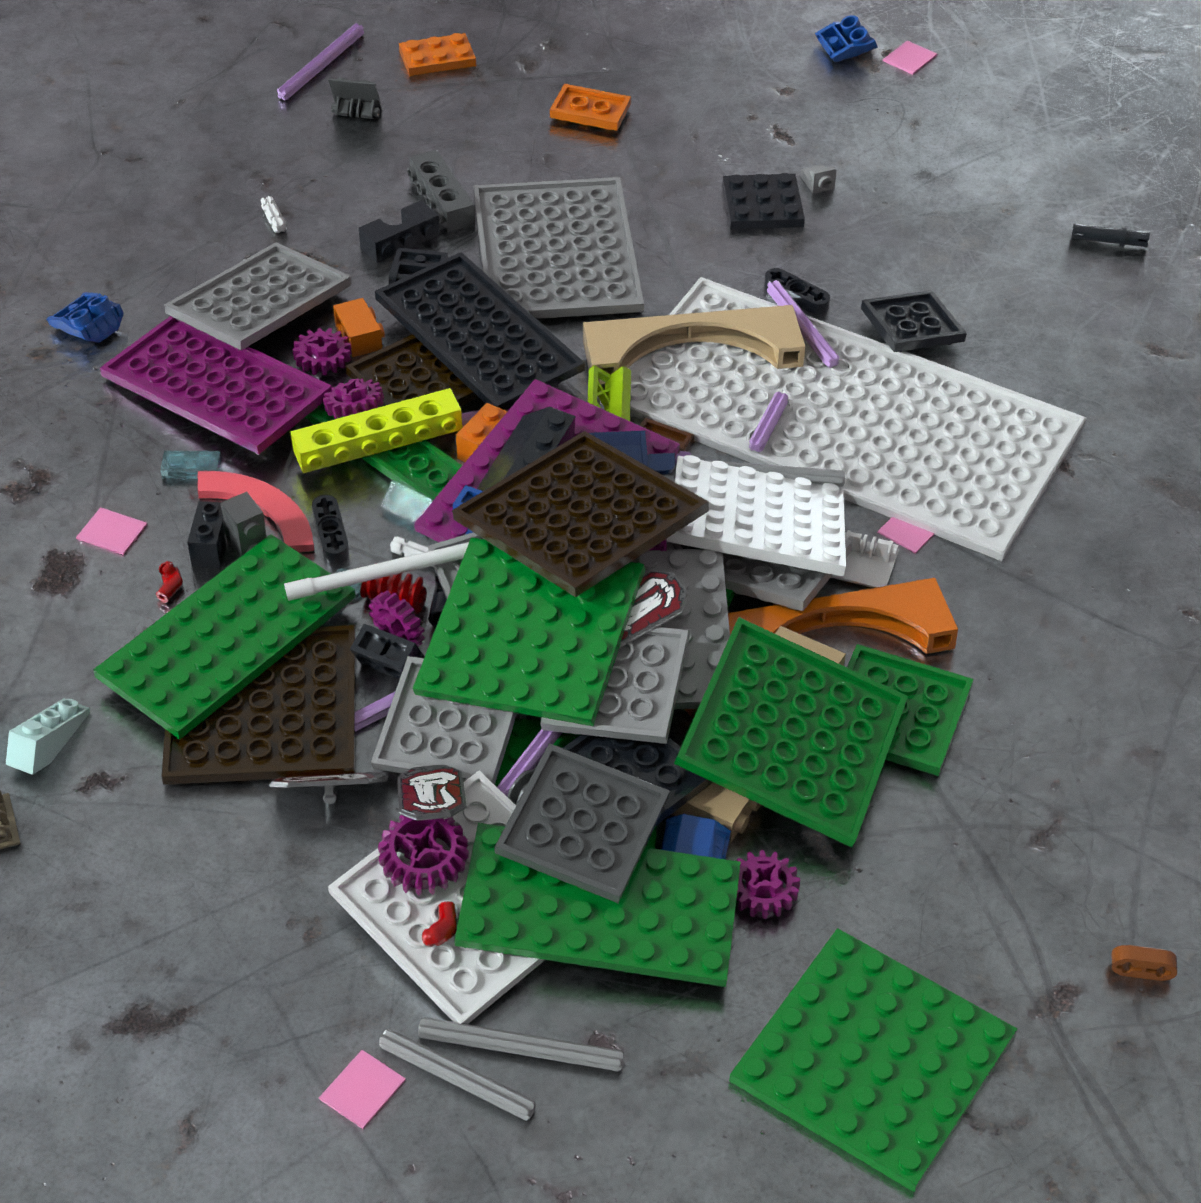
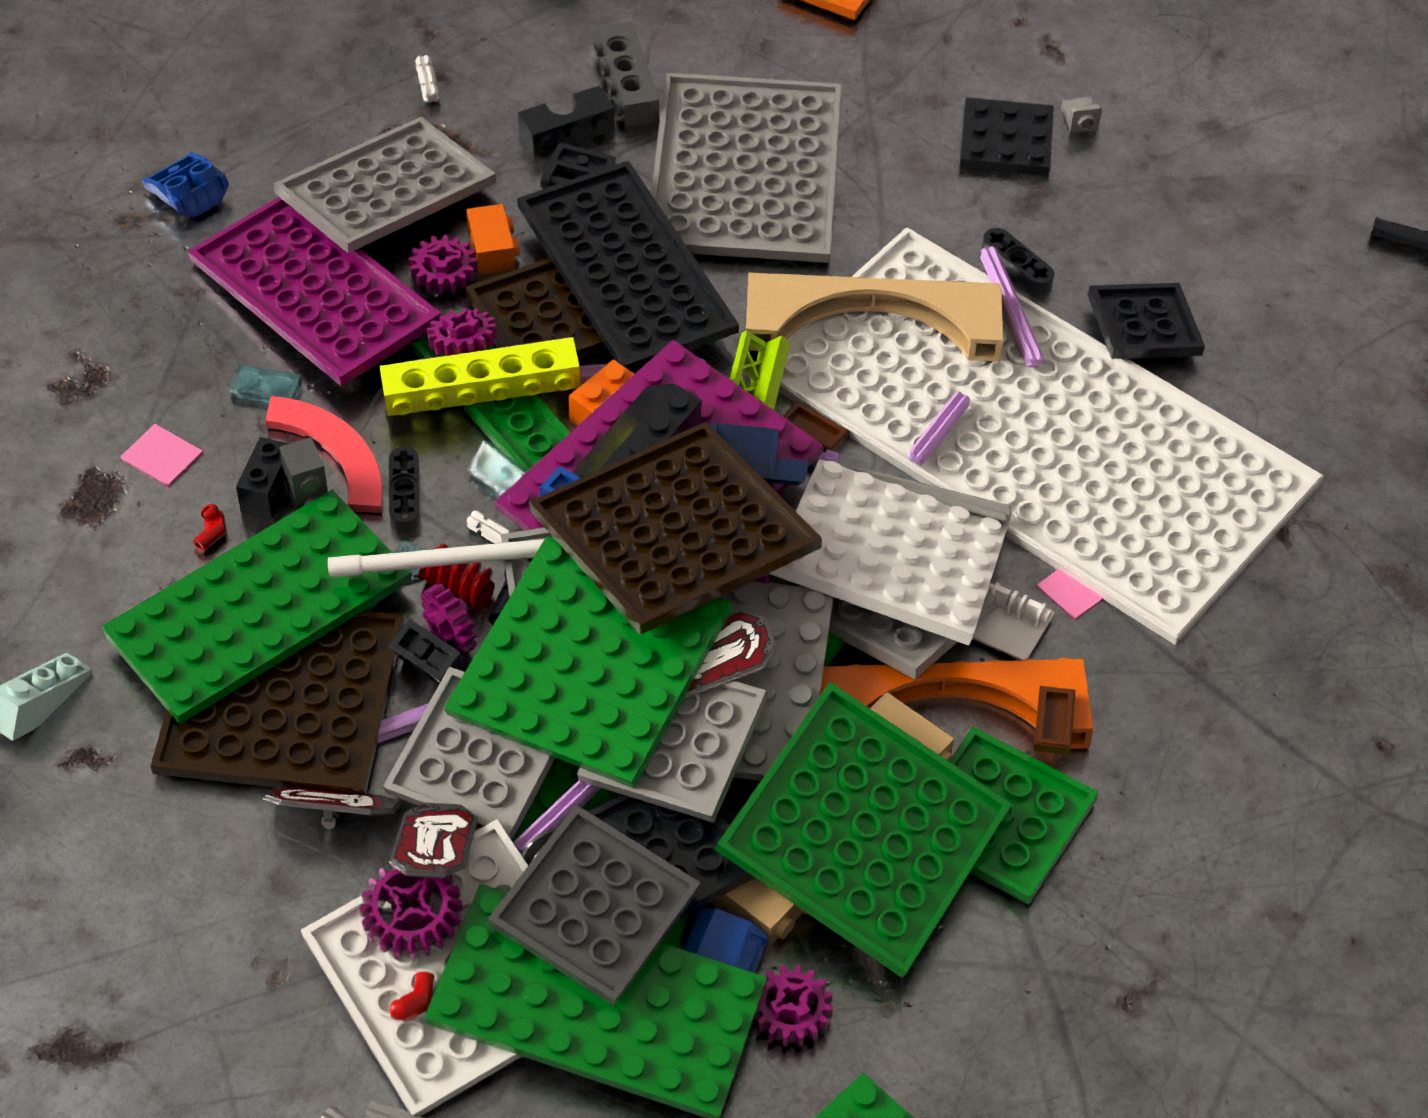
camera: 10 degrees right, 5 degrees up
(925, 626) = (1054, 720): none -> reddish brown tile

